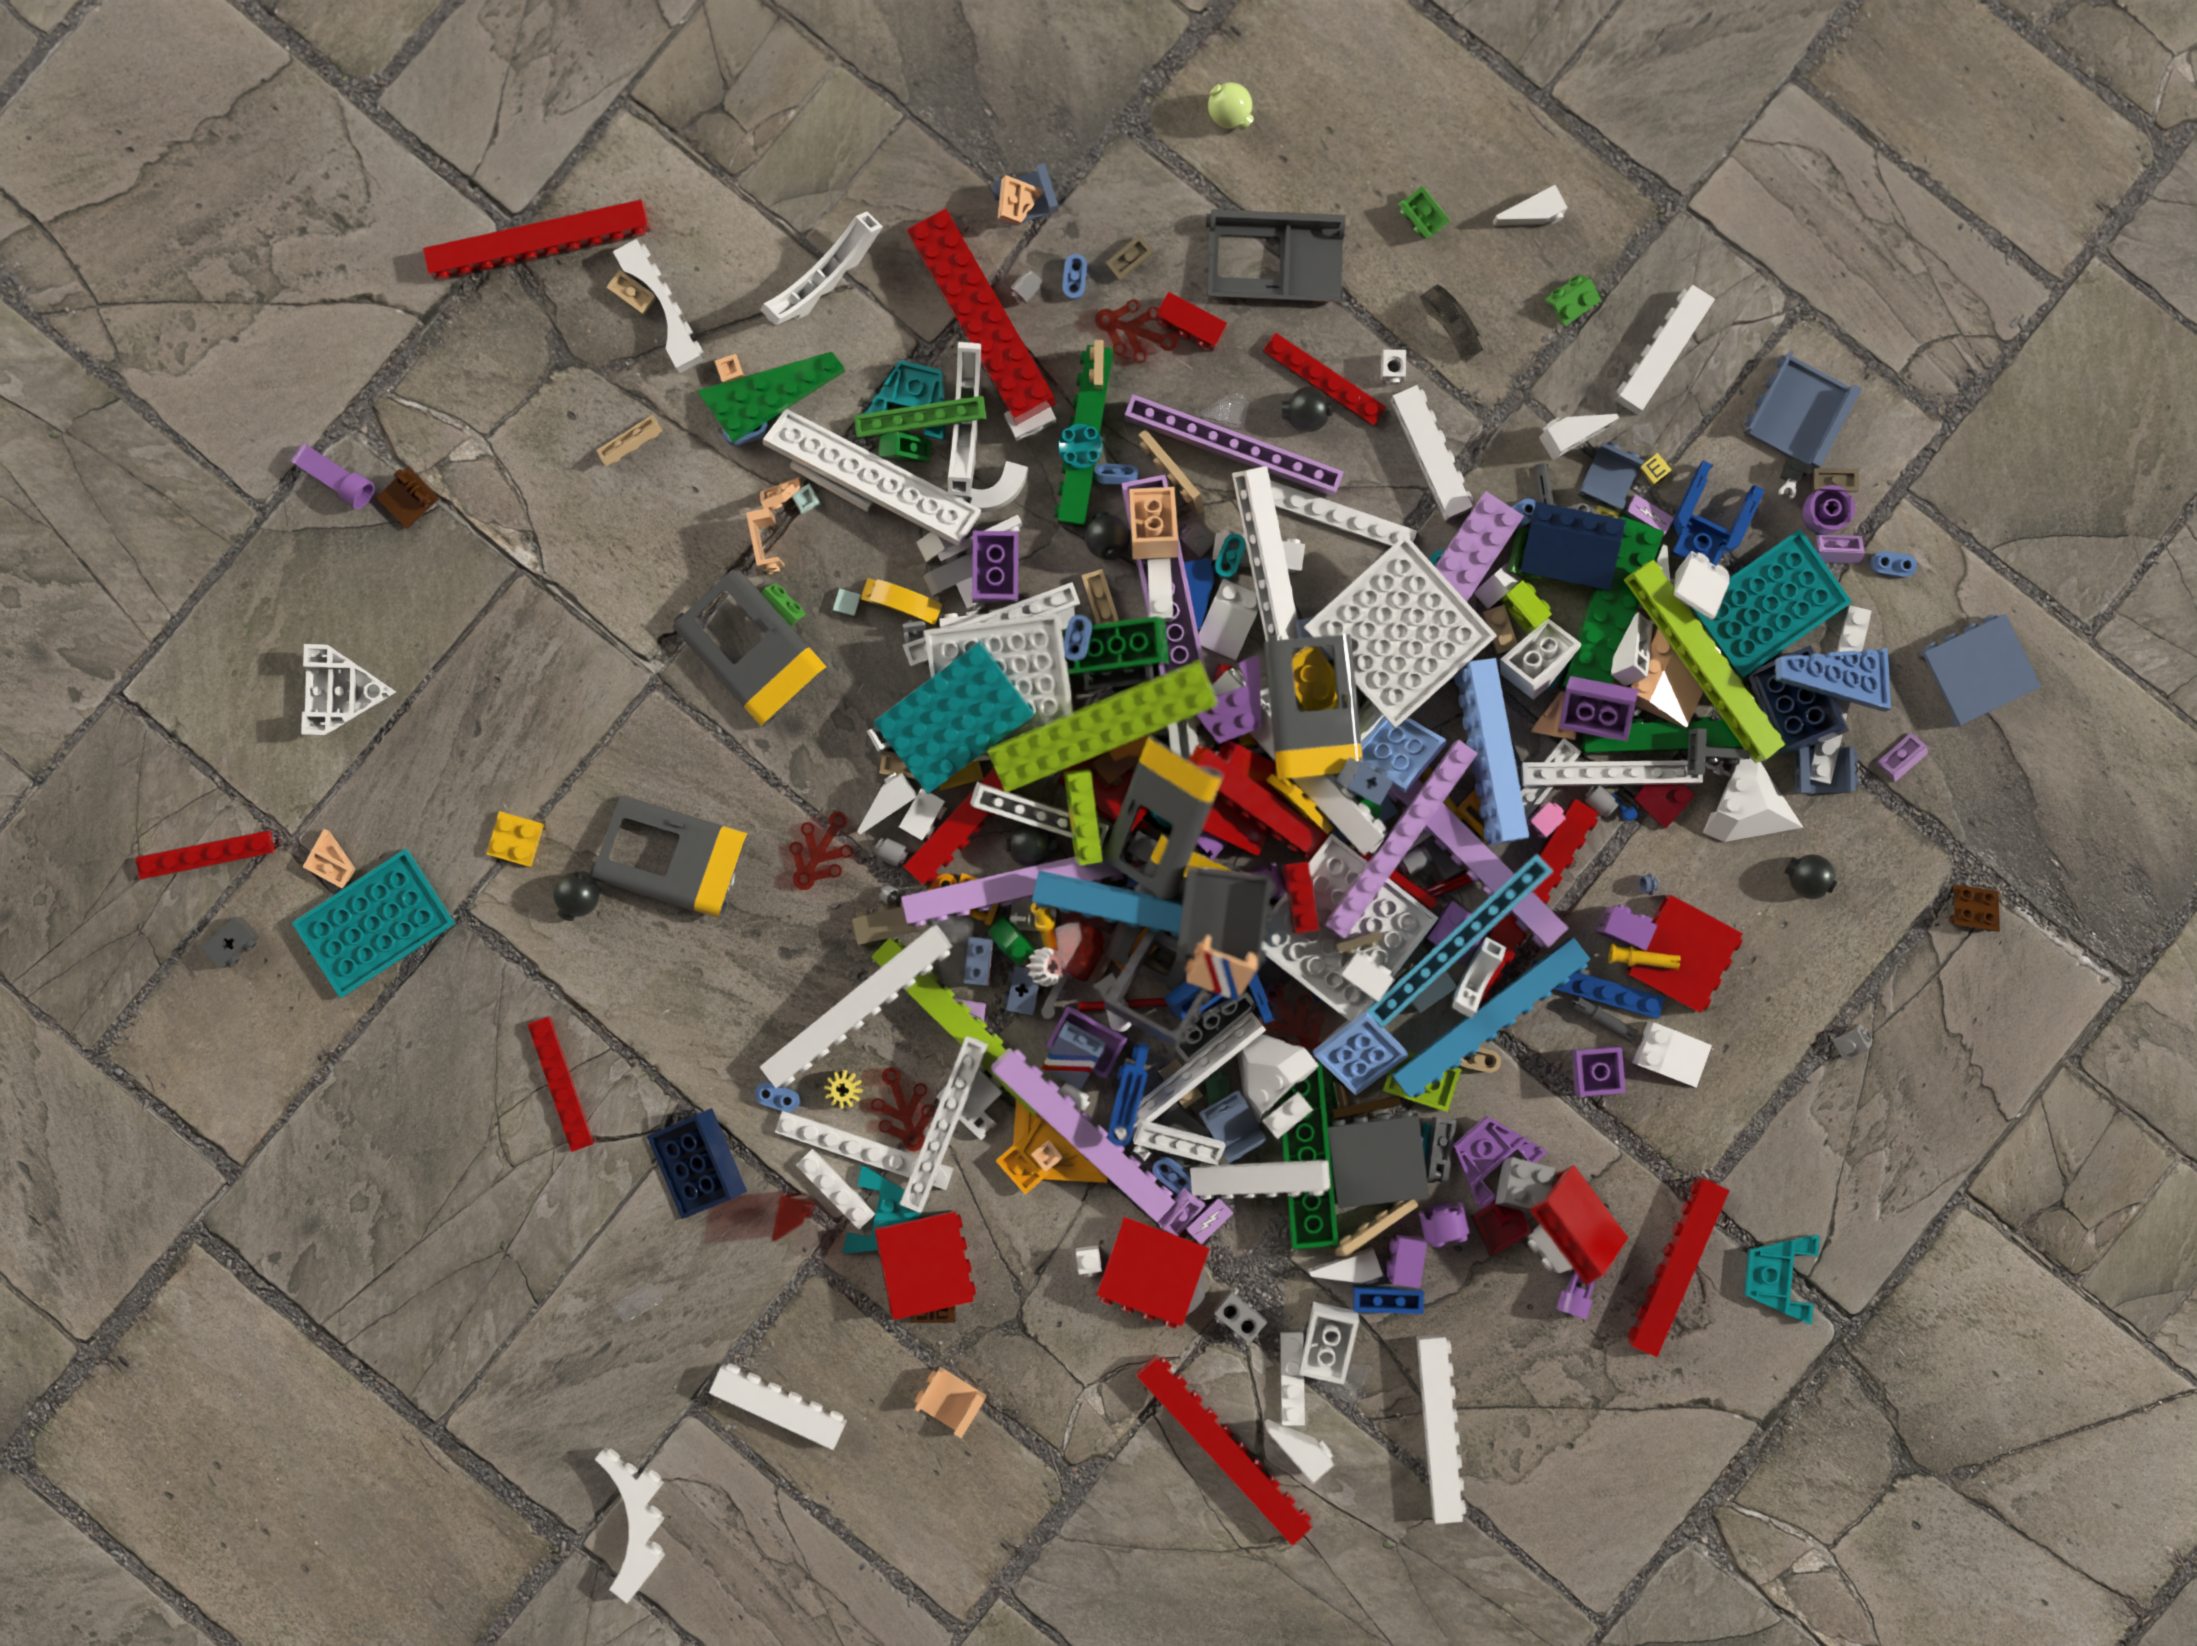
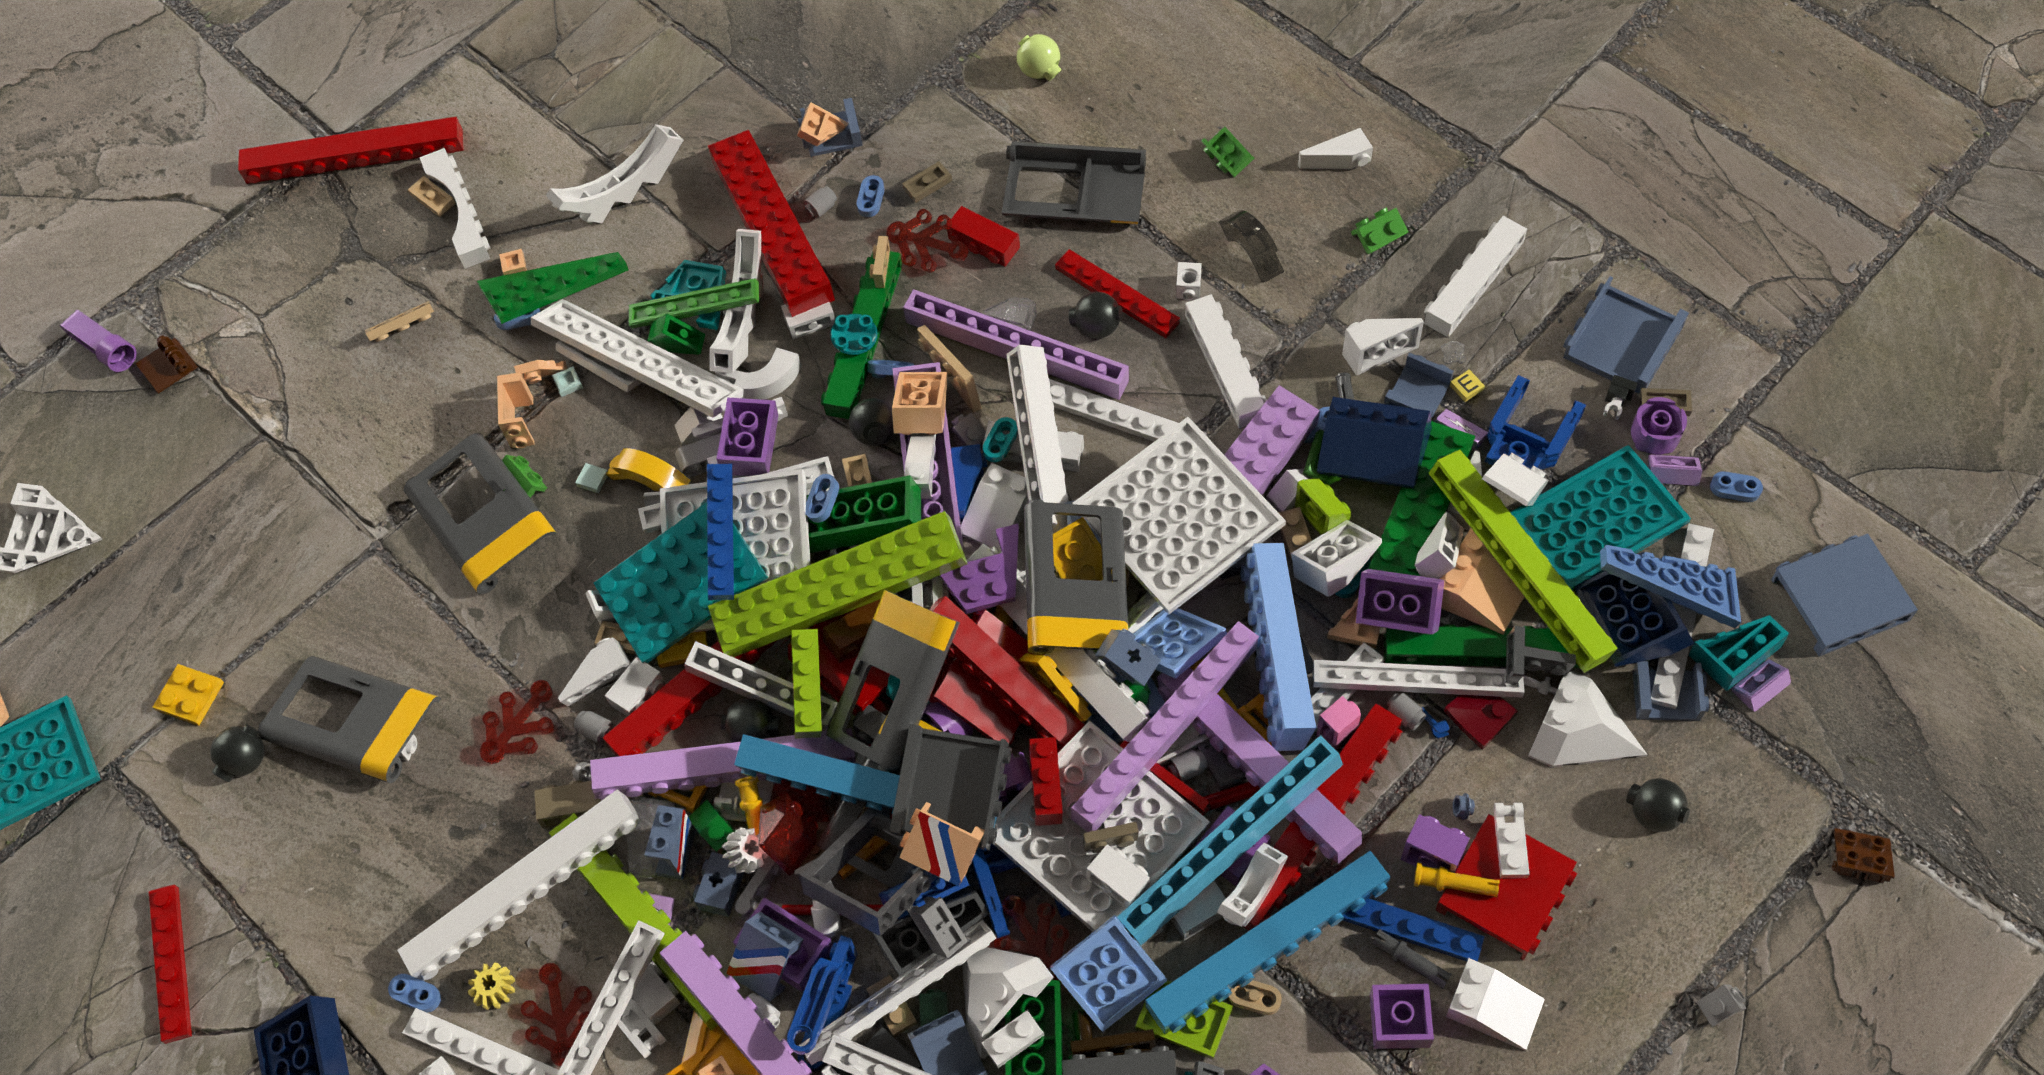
camera: 10 degrees right, 25 degrees down
(990, 680) = (720, 532): none -> blue plate
(1220, 1028) = (938, 926): none -> light grey hinge
(1689, 919) = (1511, 841): none -> white plate
(1885, 734) = (1738, 652): none -> teal wedge

